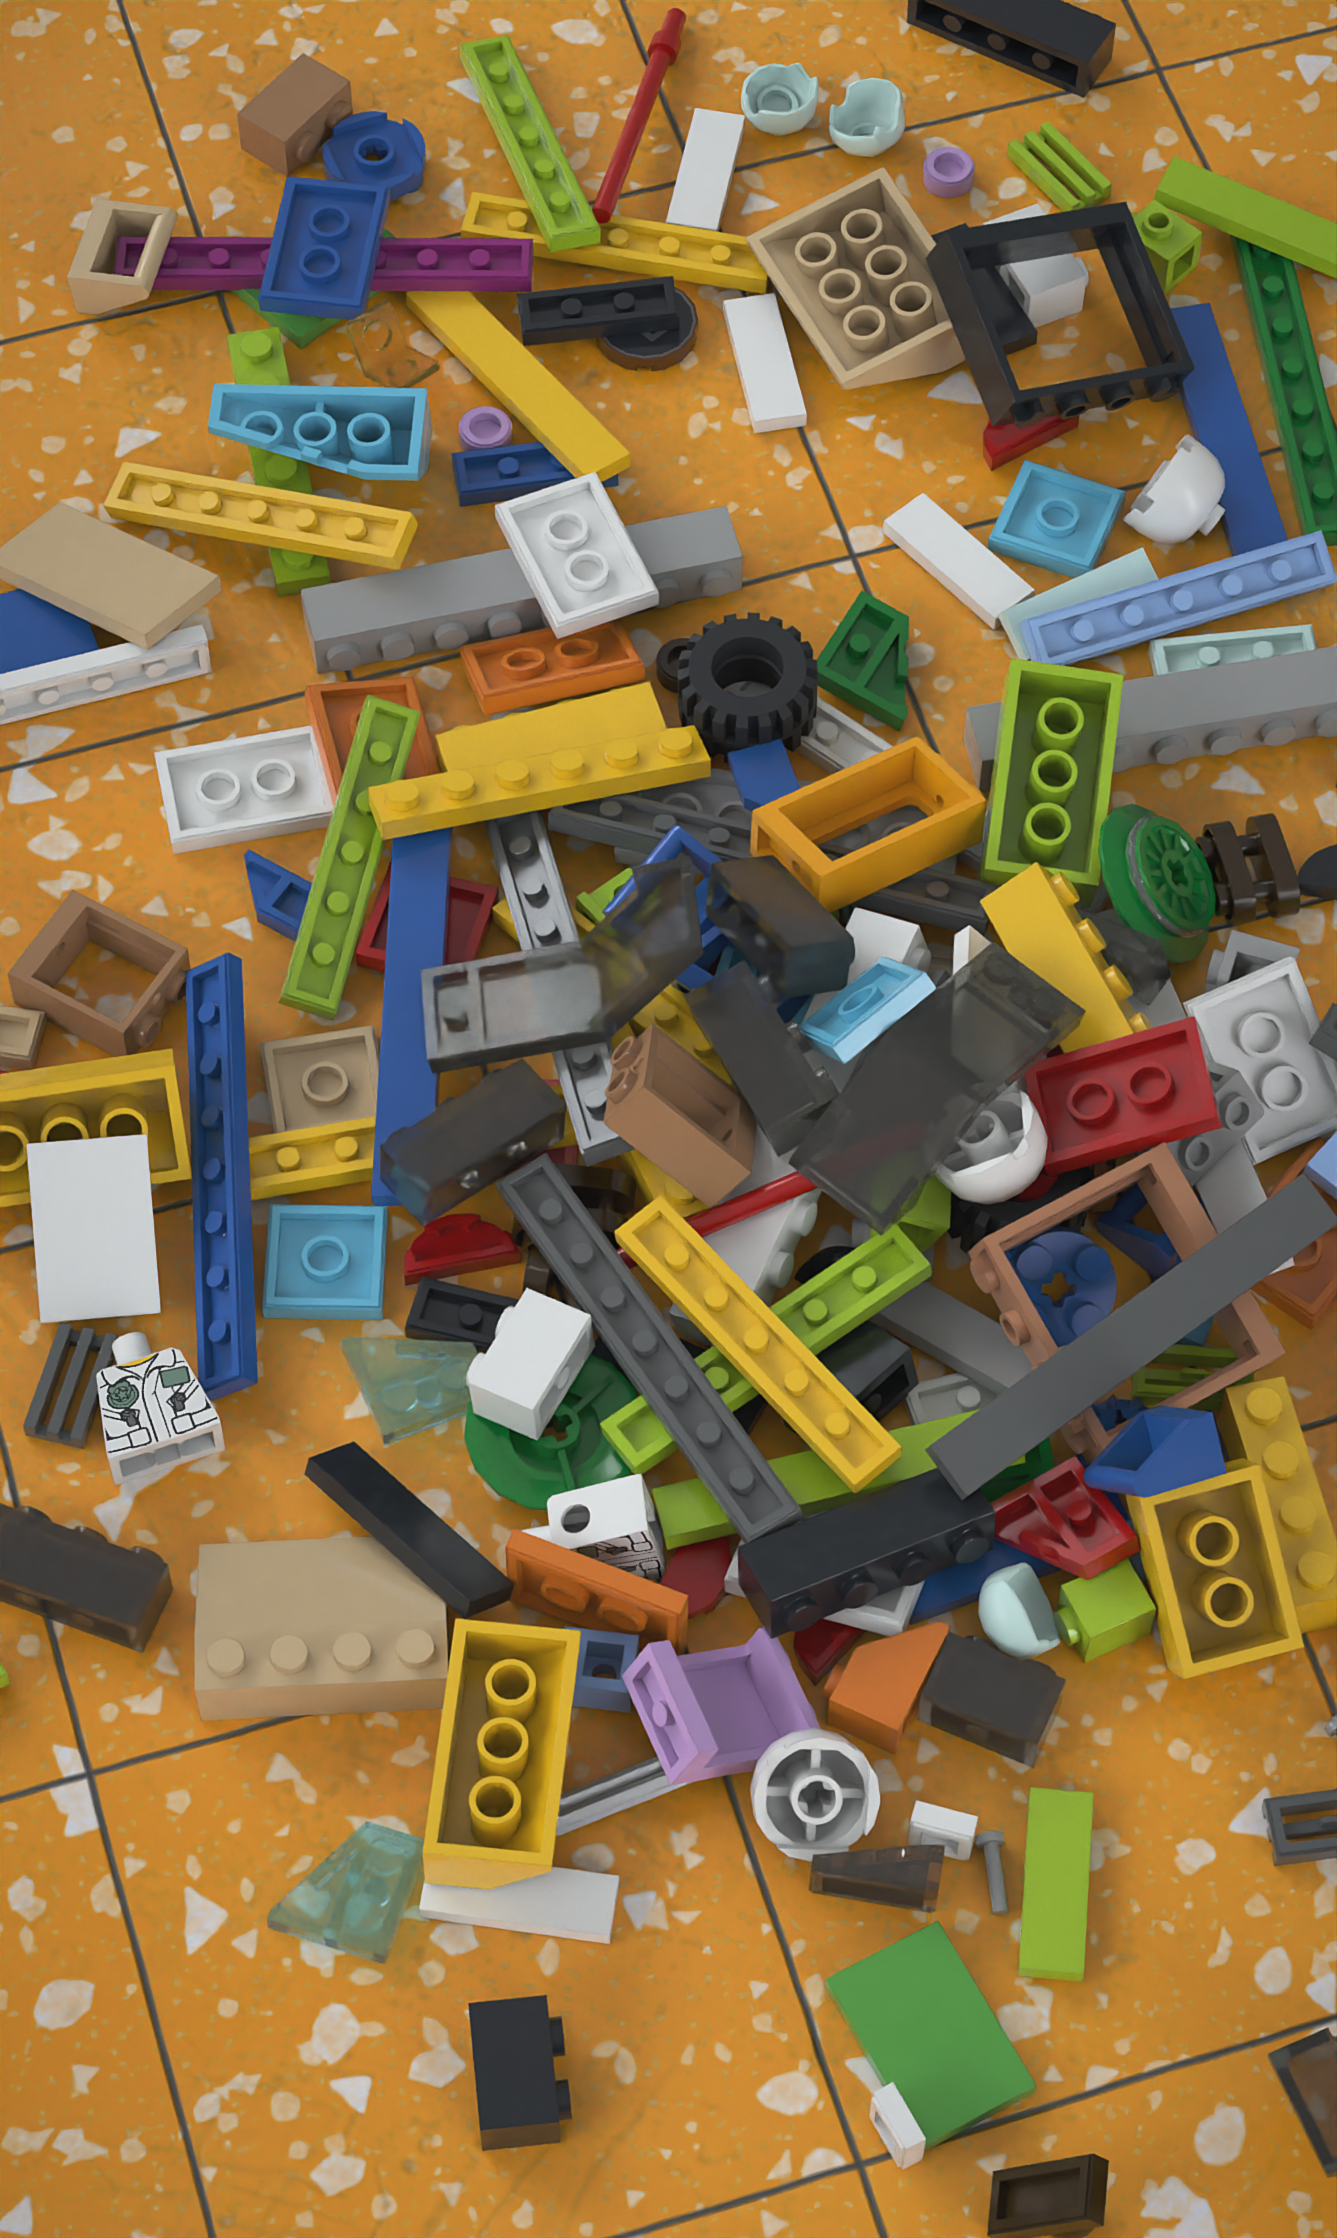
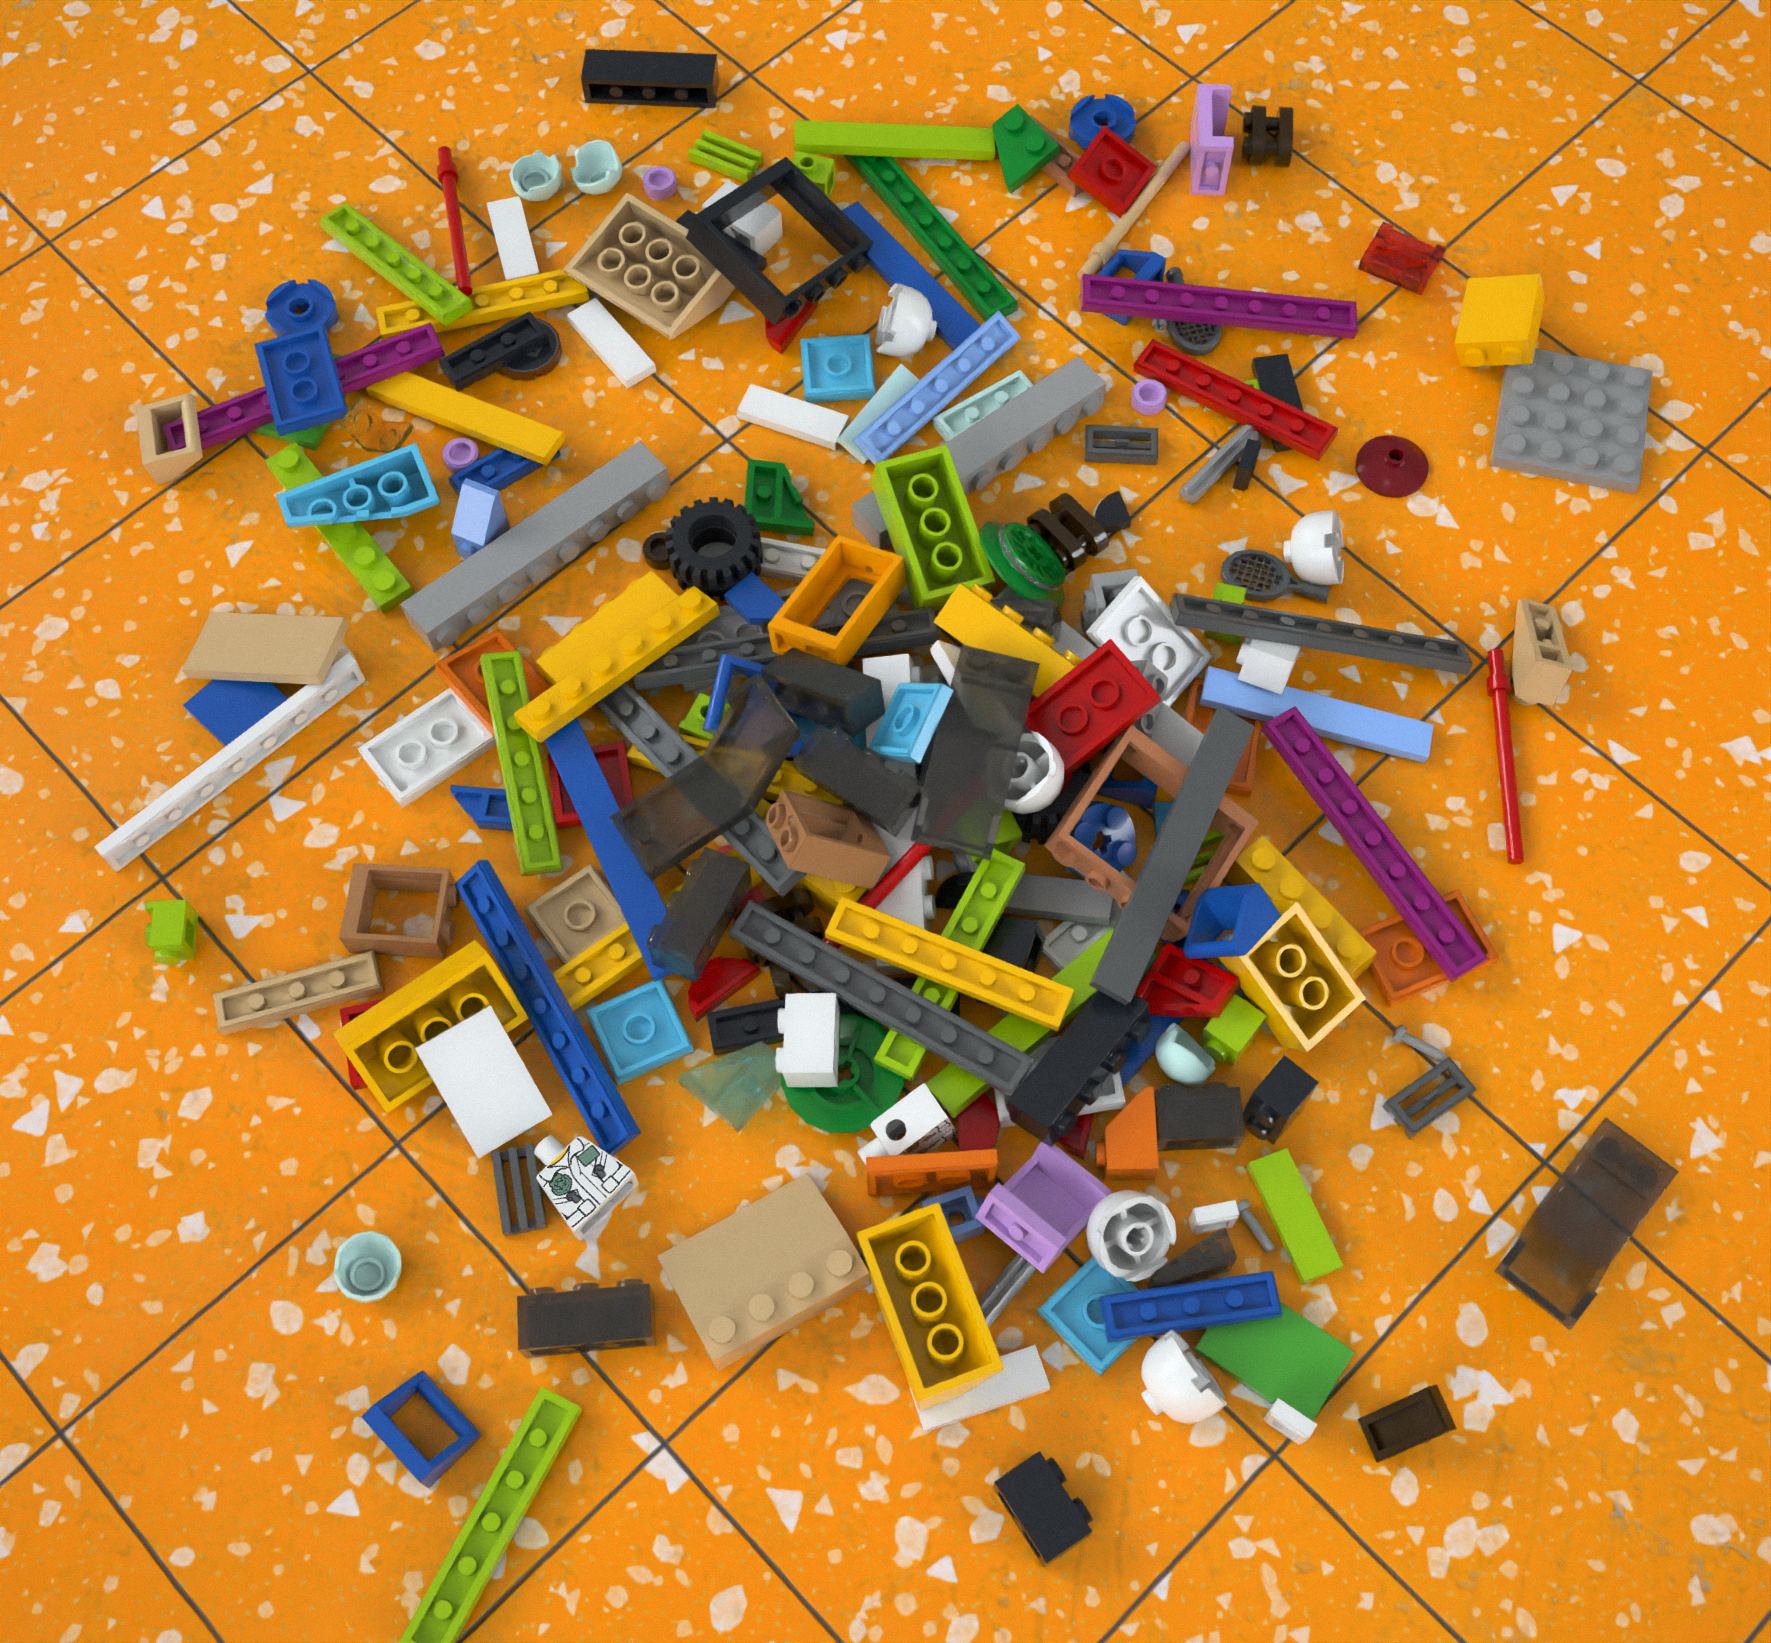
camera: 25 degrees left, 5 degrees up
(261, 515) = (349, 567): yellow plate -> none
(294, 115) = (236, 303): medium nougat brick -> none
(355, 1894) = (877, 1439): clear light blue wing -> none
(409, 1529) = (789, 1184): black tile -> none
(457, 519) = (477, 518): none -> slope
(543, 669) = (581, 584): orange tile -> none
(576, 555) = (565, 509): white tile -> none
(724, 1883) = (1077, 1315): none -> medium azure tile
(777, 2005) = (1179, 1382): none -> white cylinder
(846, 1923) = (1190, 1306): none -> blue tile
(1108, 1721) = (1278, 1100): none -> black brick

